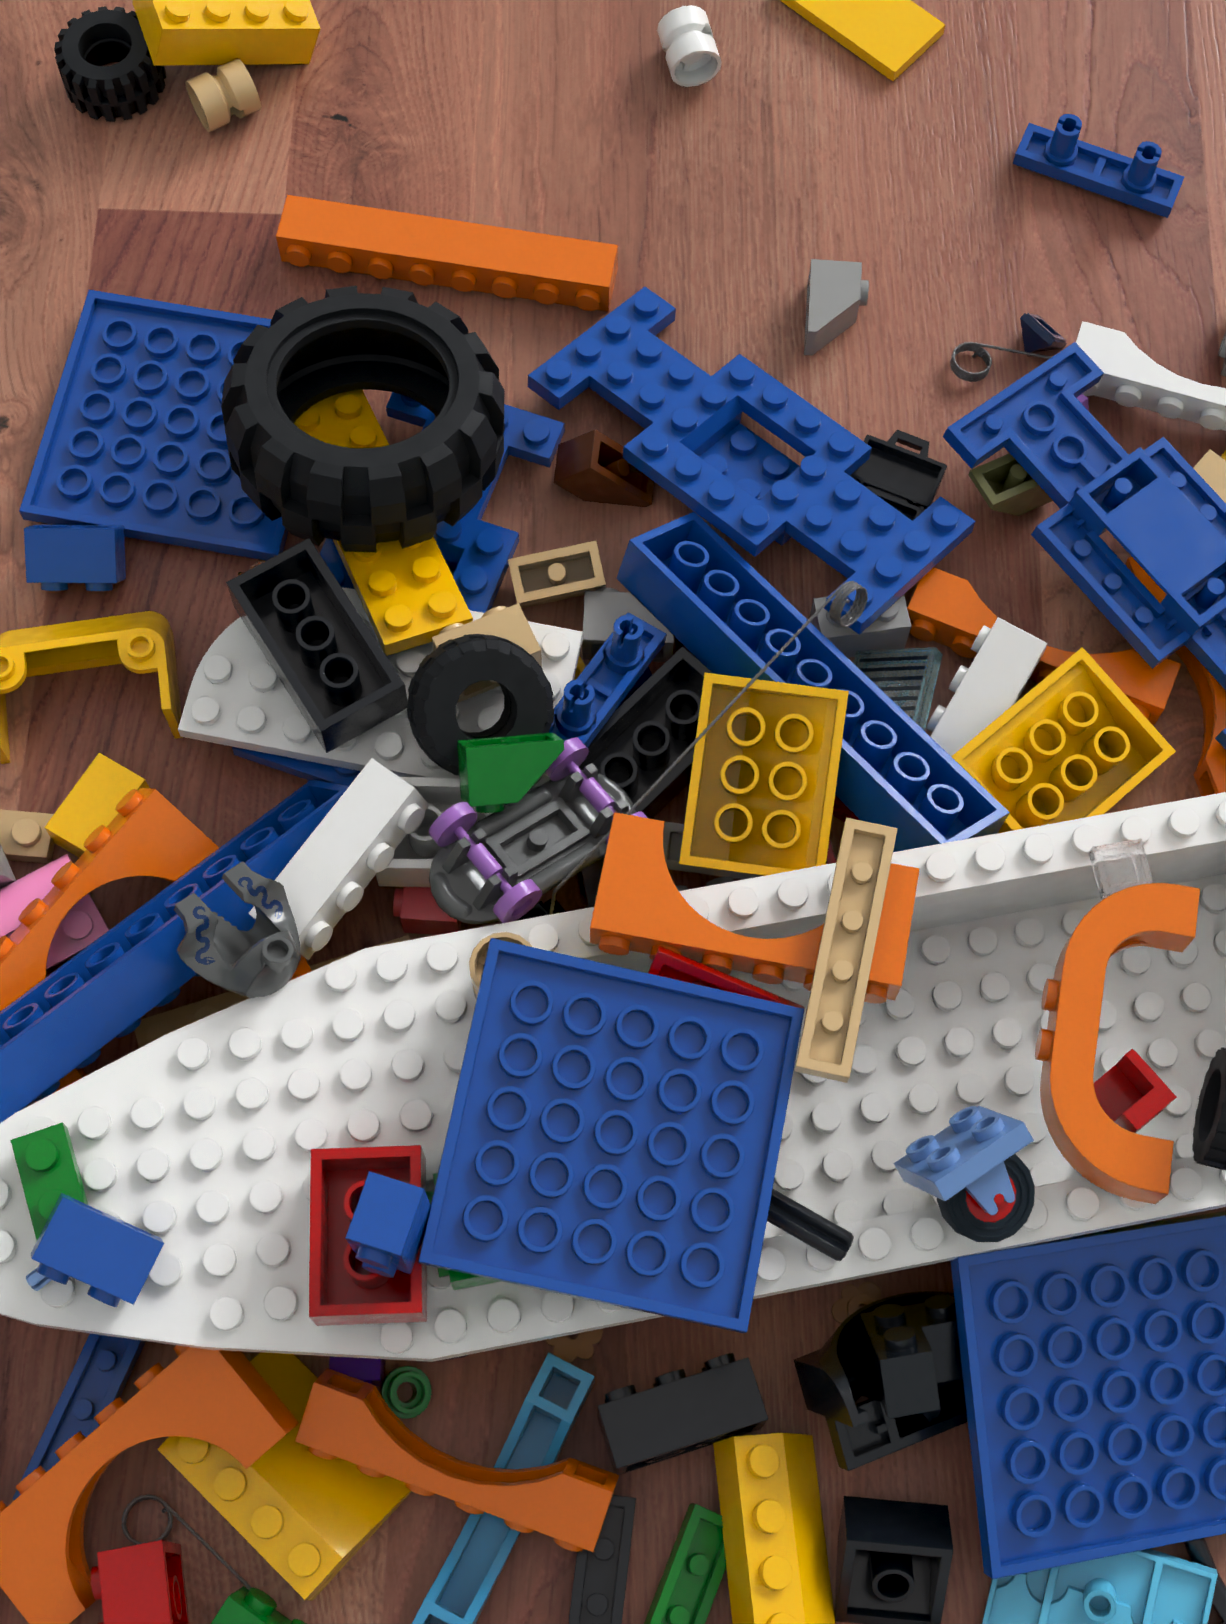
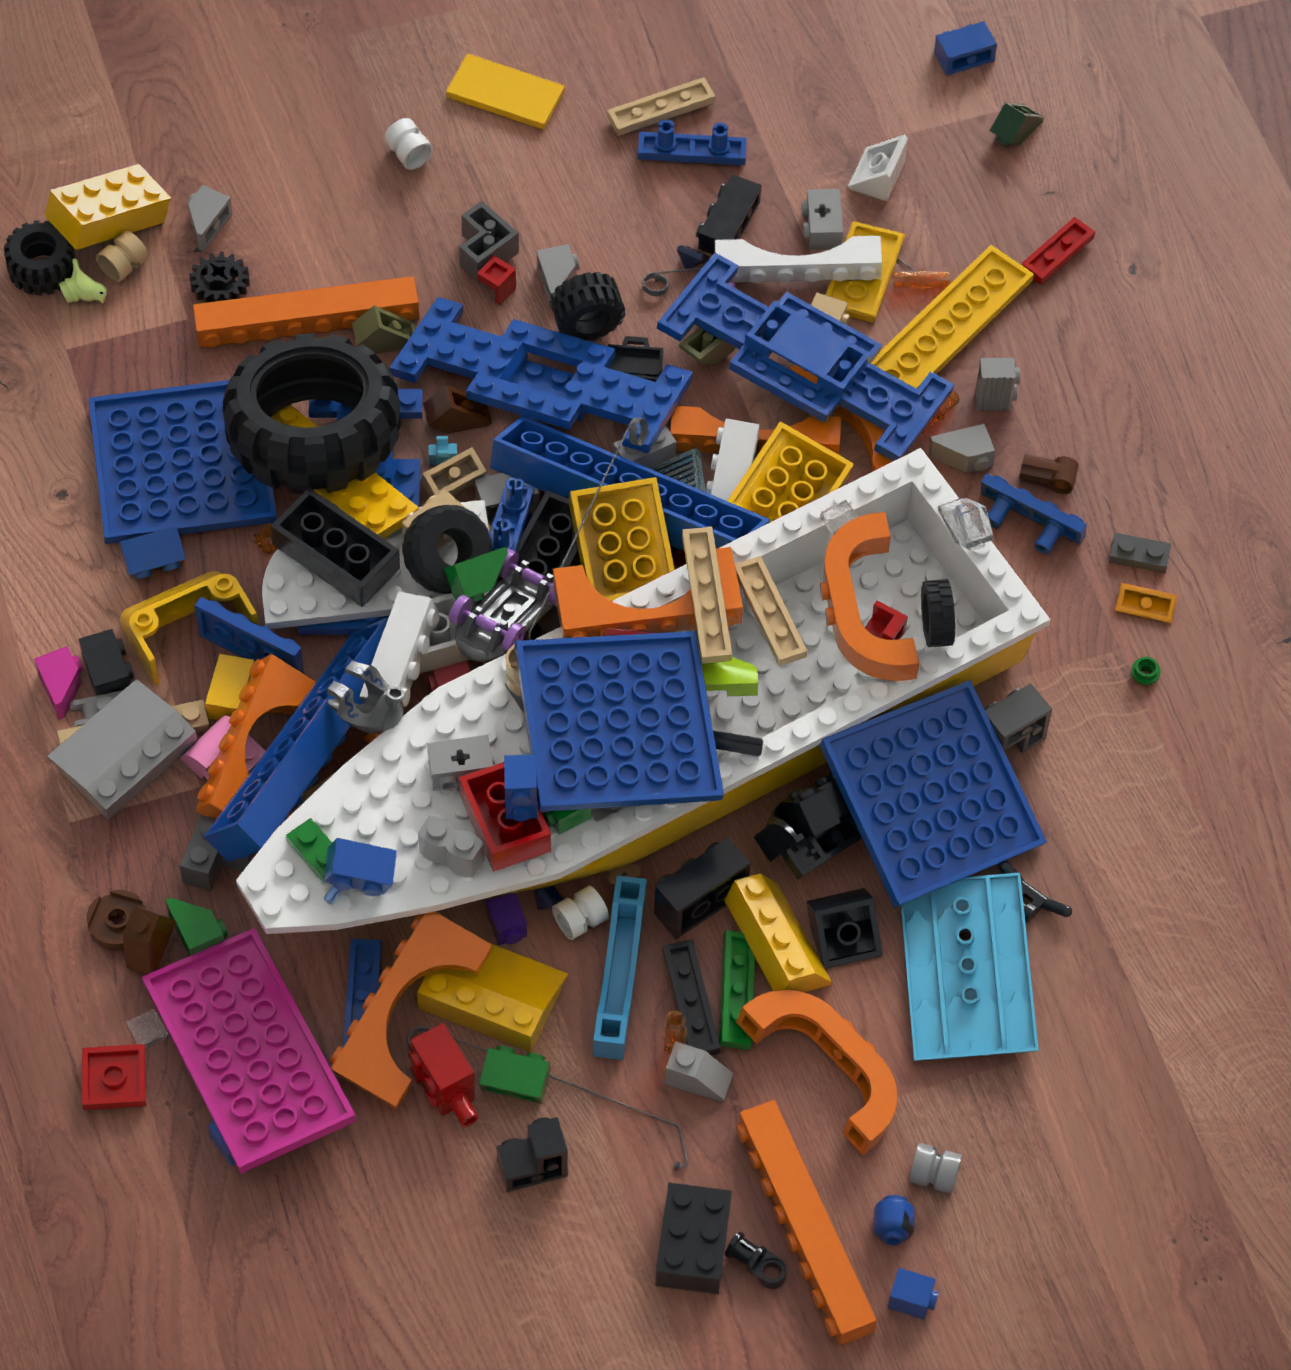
camera: 20 degrees left, 10 degrees down
(150, 122) = (82, 286): none -> yellowish green animal
(157, 750) = (243, 637): none -> blue plate
(254, 1253) = (446, 845): none -> light grey brick
(318, 1088) = (457, 758): none -> light grey brick
(345, 167) = (219, 278): none -> black gear
(355, 1424) = (523, 944): orange arch -> none
(368, 70) = (208, 214): none -> light grey slope
(421, 1391) = (547, 926): green plate -> none
(474, 1386) = (584, 910): none -> white wheel
(543, 314) = (382, 330): none -> olive slope
(555, 530) = (441, 451): none -> medium azure plate
(742, 285) = (499, 277): none -> red panel
(749, 226) = (486, 237): none -> dark grey brick
(848, 1107) = (734, 676): none -> lime slope
(854, 368) = (588, 306): none -> black tyre
(947, 1000) = (770, 611): none -> tan plate
(975, 1173) = (820, 691): medium blue plate -> none
(1074, 94) = (661, 106): none -> tan plate
(1120, 286) = (730, 213): none -> black brick

